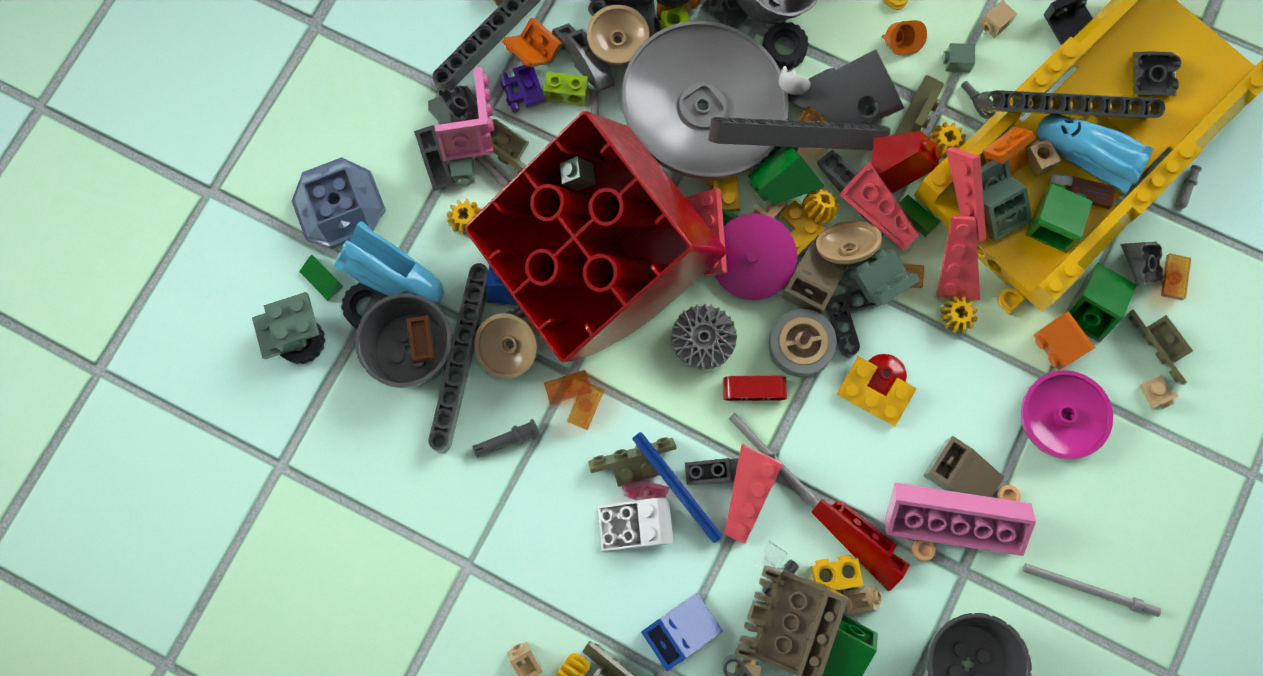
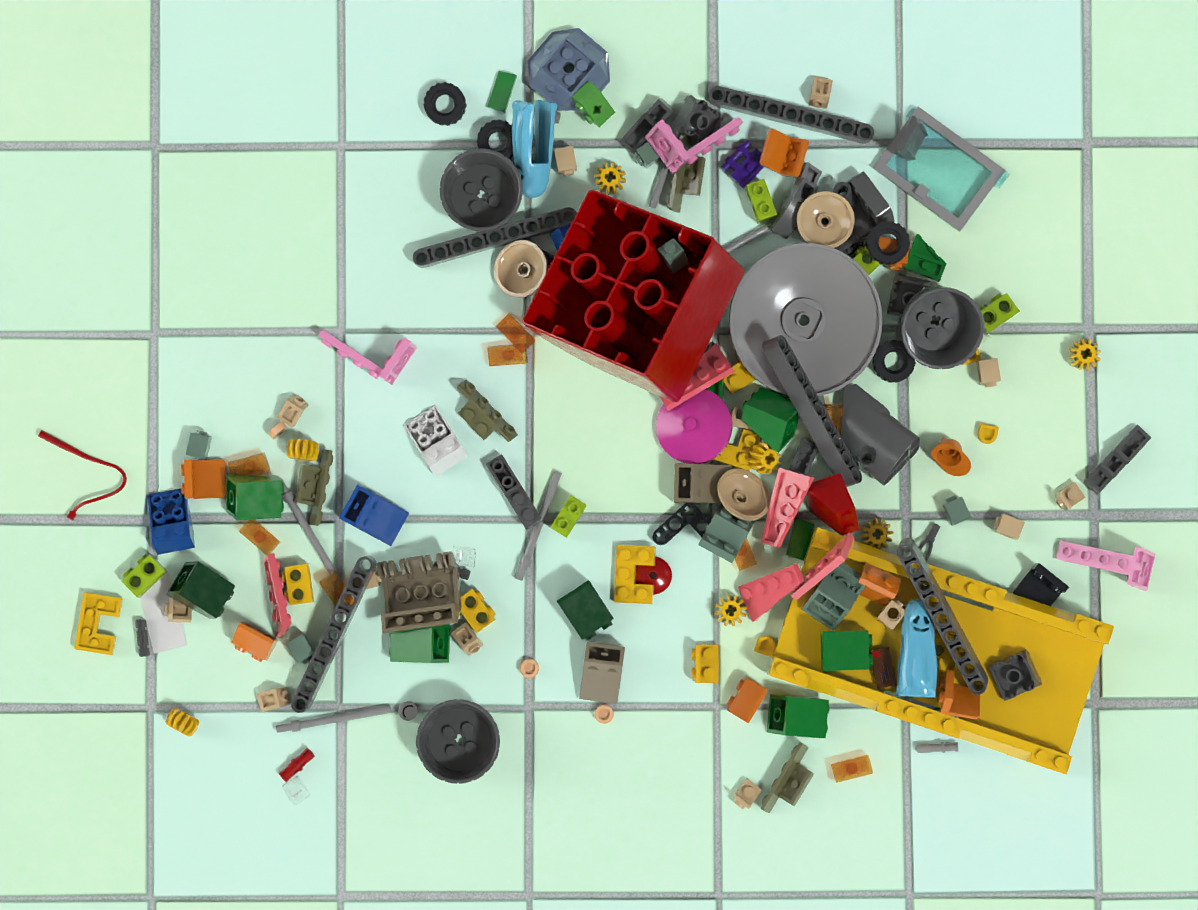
camera: 60 degrees right, 10 degrees up
(285, 325) = (447, 90): sand green bracket -> none
(383, 193) = (593, 104): none -> bright green brick
(420, 339) = (487, 203): reddish brown tile -> none
(423, 250) = (565, 160): none -> tan brick
(516, 435) = (457, 314): dark grey pin -> none
(532, 526) = (393, 364): none -> bright pink bracket
(637, 489) = (462, 429): clear pink slope -> none
(677, 487) = (479, 457): blue axle -> none
(704, 321) = (608, 404): light grey wheel -> none
(751, 487) = (508, 513): coral wing -> none
(754, 388) = (588, 479): red beam -> none
(784, 427) = (568, 516): none -> lime brick
(793, 84) = (856, 383): white hair -> none
(802, 343) = (642, 498): wheel -> none
(863, 542) = (511, 619): red wedge -> none
(891, 458) = (585, 610): none -> dark green slope
(921, 105) = (890, 498): olive bracket -> none
(959, 519) = (563, 681): bright pink brick -> none
(1002, 367) = (706, 663): none -> yellow bracket
(1061, 179) = (879, 638): light grey tile -> none
(1067, 415) = (689, 729): dark pink dish -> none
(1134, 604) = (568, 846): light grey bar -> none
(1144, 262) = (849, 737): dark grey slope -> none
(1160, 133) = (957, 699): none -> orange bracket

